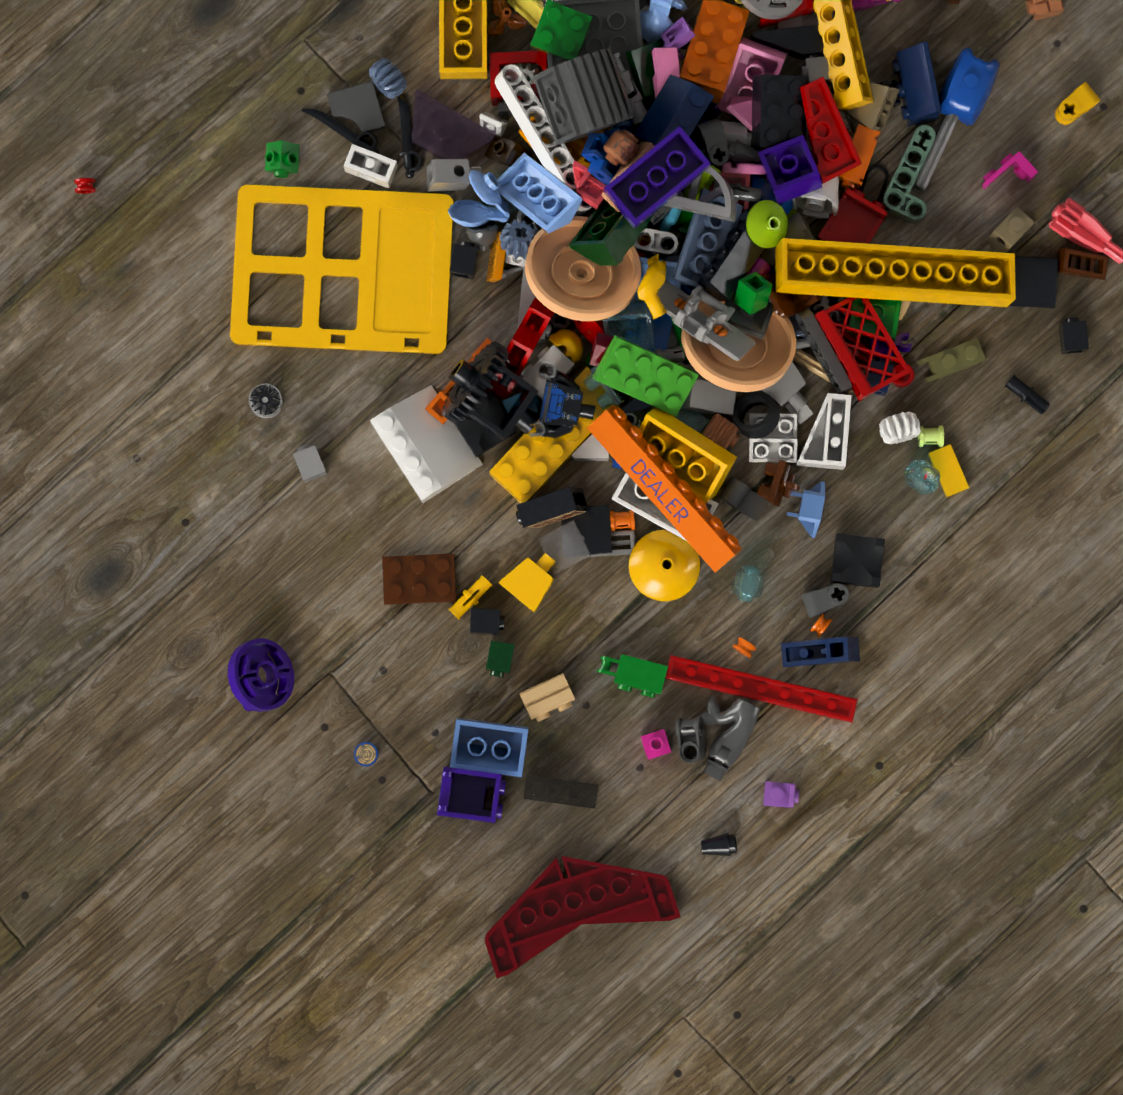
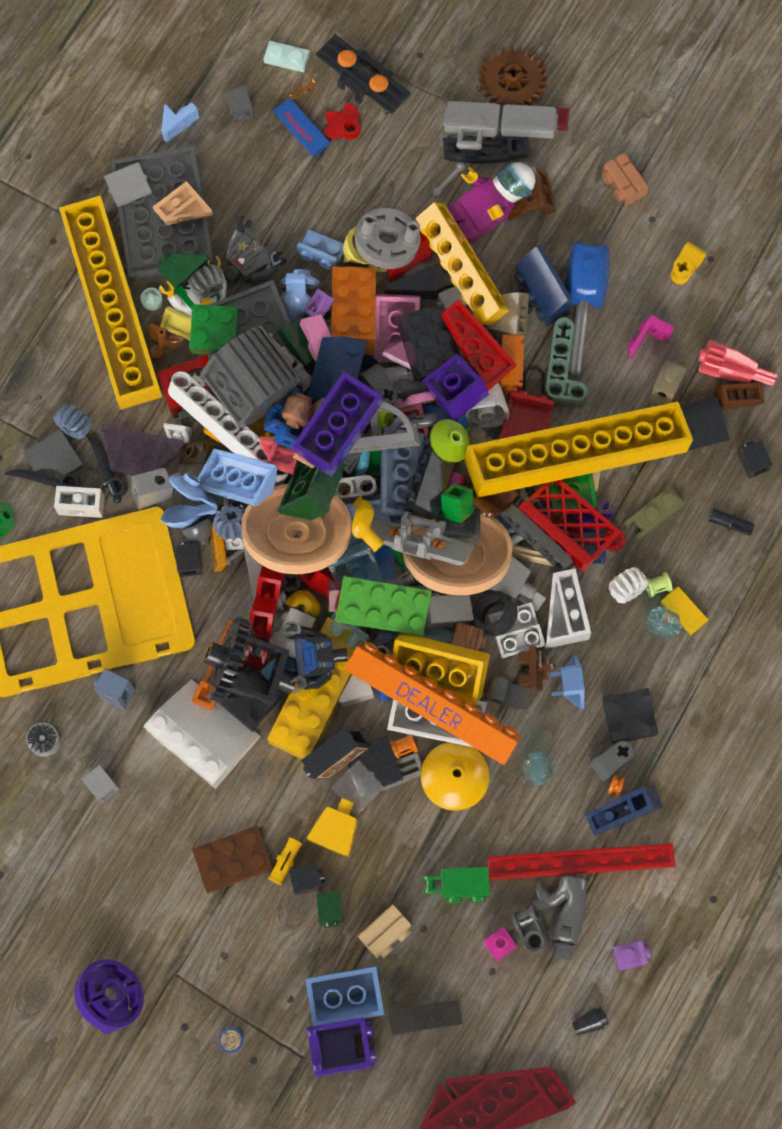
camera: 10 degrees left, 10 degrees down
(350, 372) = (113, 689): none -> sand blue brick
(744, 647) = (553, 828): orange bush -> none

